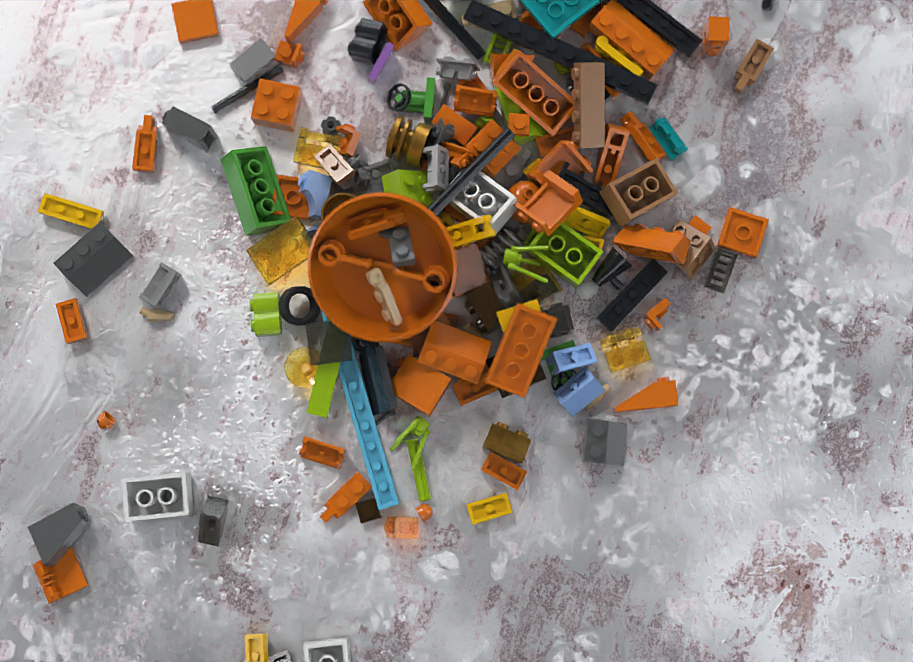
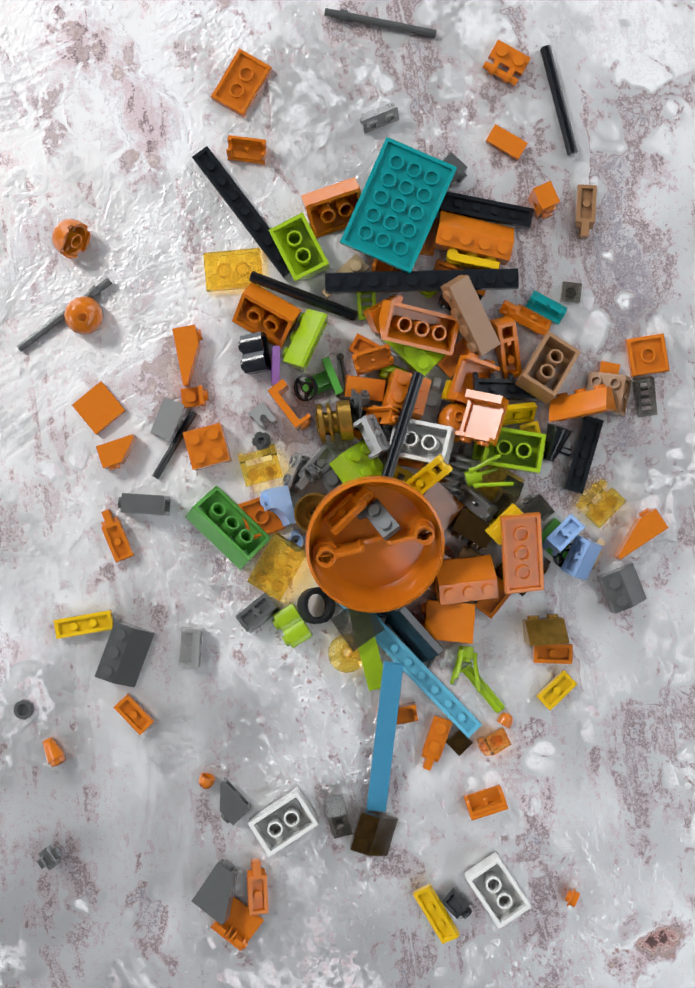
camera: 25 degrees left, 5 degrees up
(97, 551) = (257, 889): none -> orange hinge
(118, 453) = (232, 803): none -> dark grey slope
(156, 315) = (201, 672): tan bar -> none
(188, 67) = (115, 452): none -> orange slope
(238, 555) = (373, 833): none -> dark brown slope
(240, 285) = (257, 613): none -> dark grey hinge
(298, 464) = (384, 736): none -> dark azure tile
(334, 165) = (284, 474): plate -> none
(343, 99) = (260, 414): none -> light grey hinge
(349, 141) = (284, 445): orange bracket -> none
(363, 582) = (485, 802): none -> orange hinge
(371, 86) = (276, 393): none -> orange panel
(384, 296) = (387, 566): tan hinge -> none
(422, 53) = (305, 339): none -> lime slope
(466, 69) = (349, 335): light grey hinge -> none
(519, 124) = (420, 361): orange plate -> none
(659, 311) = (611, 457): orange bracket -> none
(698, 136) = (570, 292): none -> clear smoke plate

